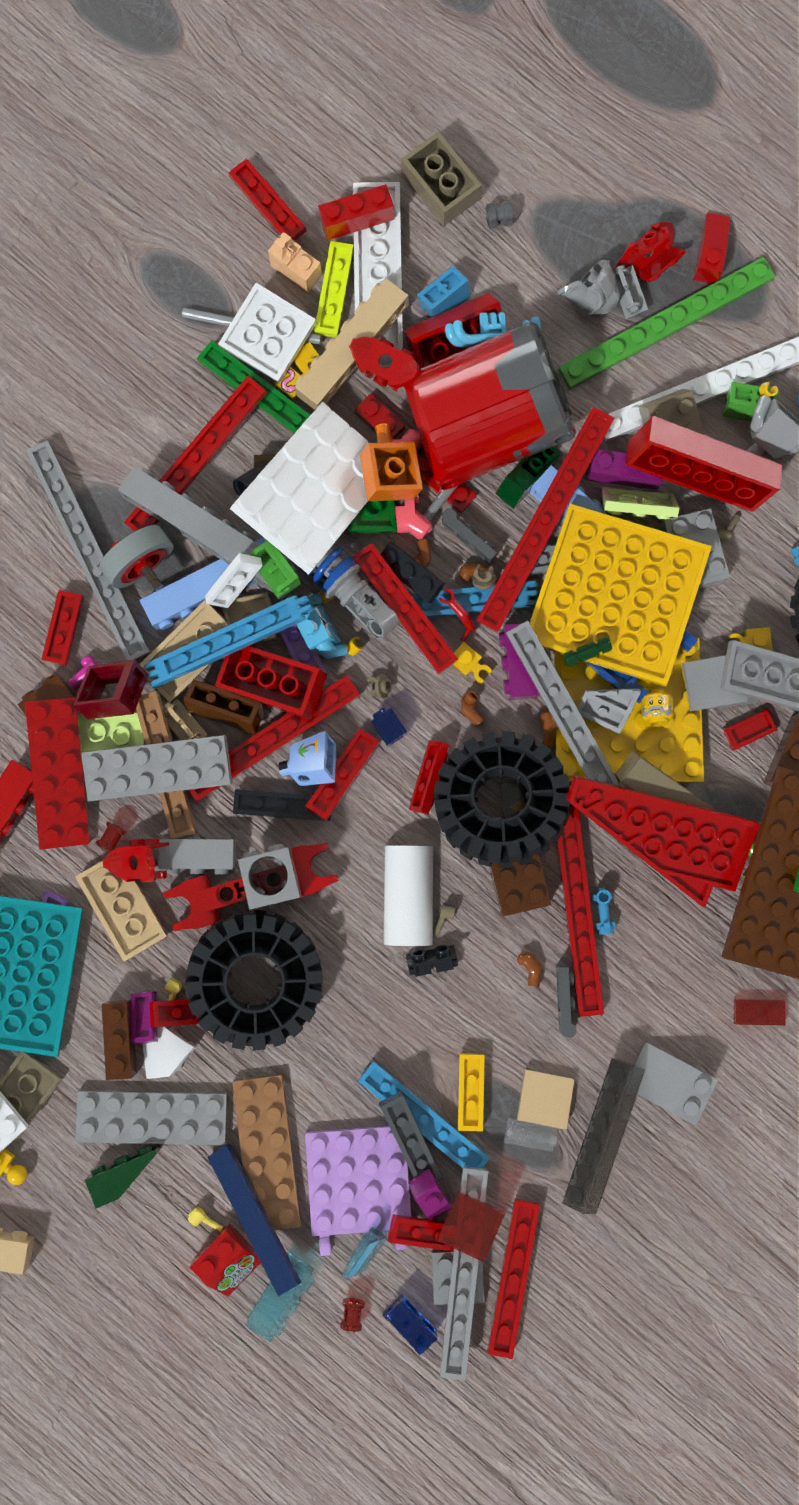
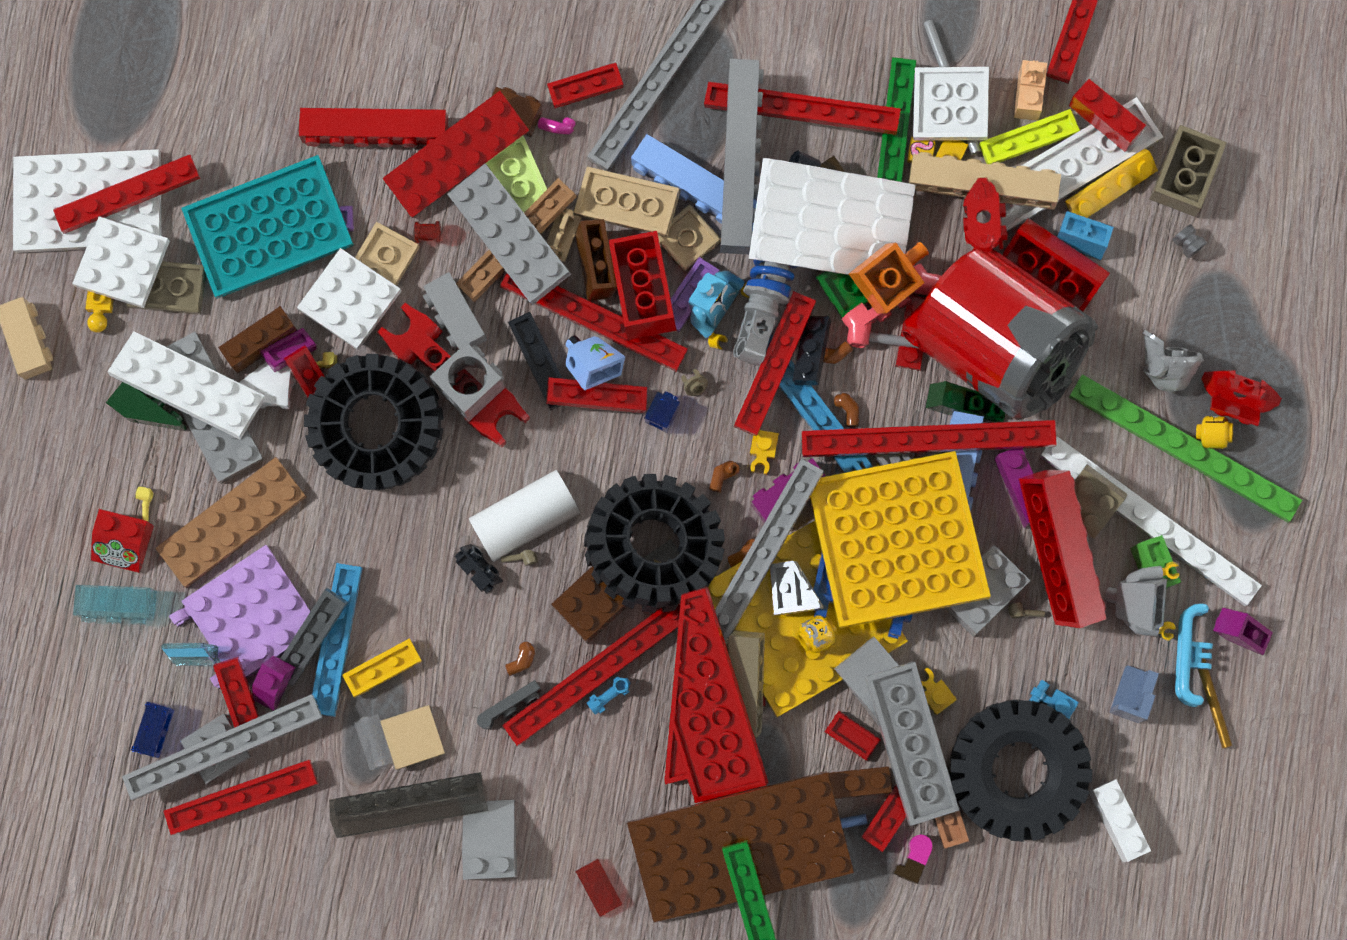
camera: 65 degrees right, 5 degrees down
(120, 860) = (407, 252): red piece -> none
(122, 1127) = (186, 385): none -> white plate
(130, 680) = (569, 168): dark red window -> none
(130, 939) = (349, 299): none -> white plate
(137, 557) = (681, 110): light grey wheel -> none
(228, 640) = (654, 227): dark azure hinge -> none
(233, 580) = (708, 200): white plate -> none
(254, 1220) = (169, 541): dark blue tile -> none
(276, 569) = (737, 229): bright green hinge -> none
(352, 1314) = (133, 674): clear red bush -> none
(375, 413) = (937, 244): red plate -> none
(414, 246) = (1112, 184): none -> yellow plate
(423, 794) = (659, 466): red plate -> none
(461, 612) = (801, 416): red piece -> none
(468, 536) = (877, 382): dark grey plate -> none
(471, 1226) = (265, 728): clear red tile -> none
(484, 579) = (843, 417): dark tan plate -> none
(489, 327) = (1070, 291): medium azure piece -> none
(587, 651) = (827, 539): dark green axle -> none
(631, 295) = (1192, 397): light grey hinge -> none
(639, 502) = (997, 514): yellowish green plate -> none
(669, 290) = (1215, 432): none -> yellow head
(712, 248) = (1281, 448): red slope -> none

